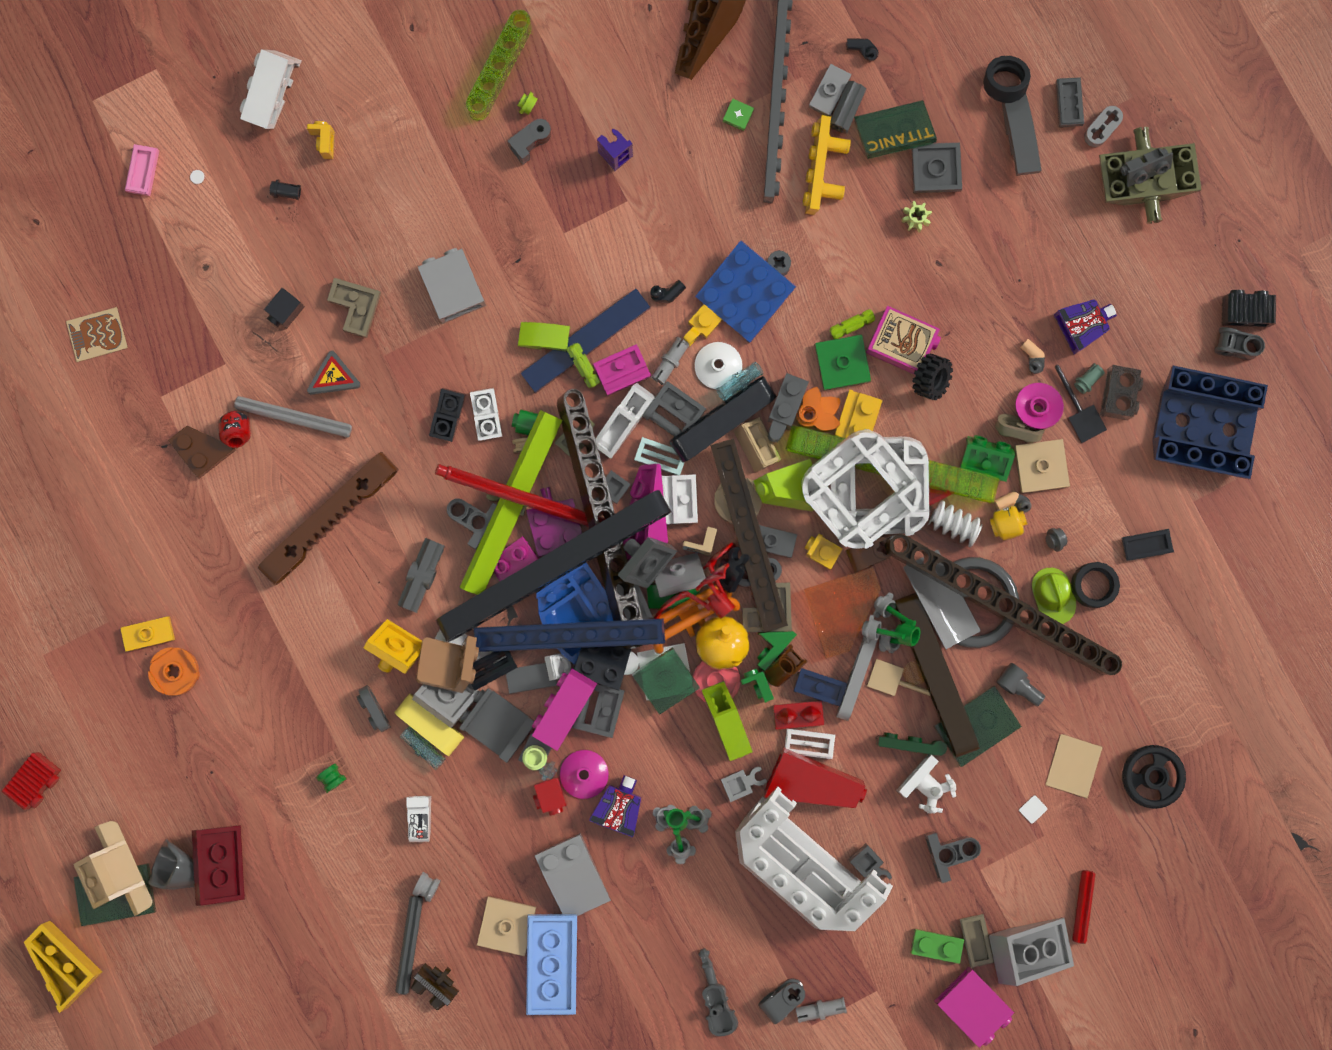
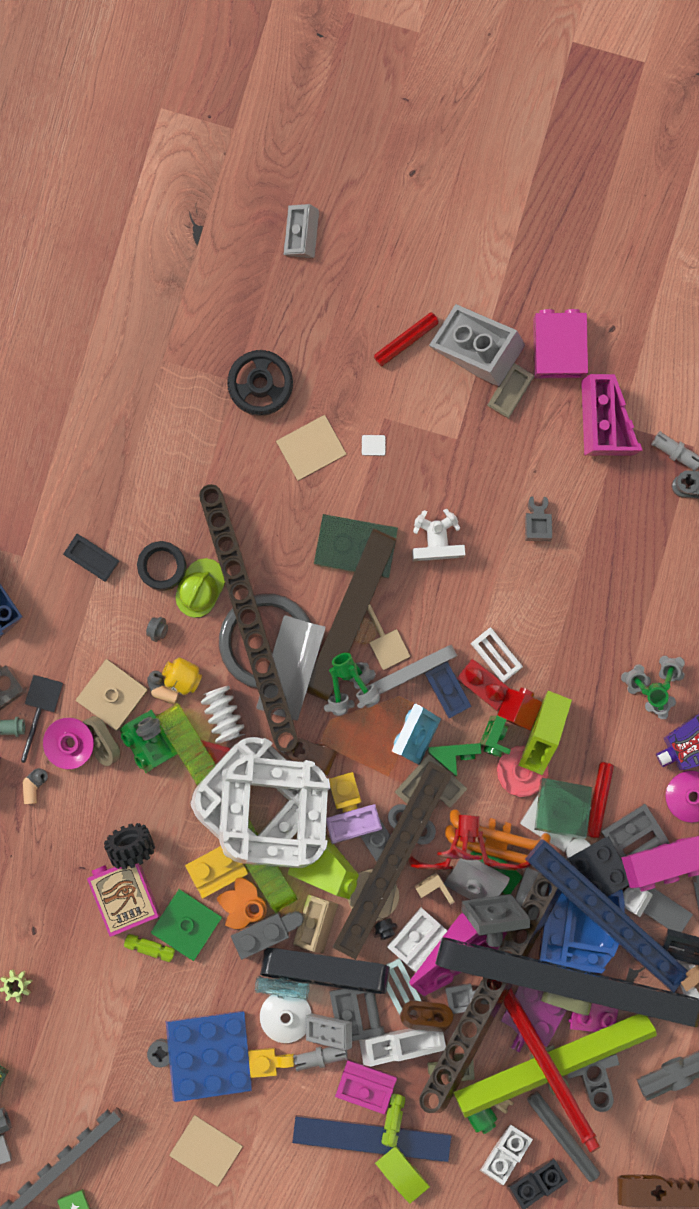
camera: 135 degrees left, 0 degrees up
(459, 462) = (563, 1136): none -> dark grey axle
(541, 550) = (567, 1003): none -> olive beam
(628, 454) = (425, 1016): none -> reddish brown plate
(645, 711) = (599, 799): none -> red axle
(667, 295) = (272, 1113): black arm -> none
(682, 382) = (329, 1031): none -> light grey plate
(687, 230) = (205, 1150): none -> tan sticker
(708, 484) = (384, 929): none -> black plate
(722, 643) = (492, 795): yellow piece -> none
(734, 572) = (434, 841): black plate -> none
(739, 785) = (580, 675): light grey plate -> none
(759, 721) = (520, 708): none -> red brick
(784, 667) = (461, 731): reddish brown piece -> none
(797, 534) = (353, 824): none -> lavender plate
(803, 871) = (594, 565): white wedge -> none
(813, 635) = (416, 734): none -> medium azure plate
(814, 176) = (32, 1116): yellow plate -> none
(814, 782) = (524, 626): red slope -> none
(891, 982) = (605, 418): none -> dark pink wedge
(912, 744) = (420, 580): dark green plate -> none
(937, 946) = (544, 414): bright green plate -> none
(956, 853) = (461, 473): dark grey tile -> none
(997, 466) = (148, 728): none -> dark grey plate
(1016, 682) = (293, 550): dark grey pin -> none
(1230, 913) = (301, 231): none -> light grey slope

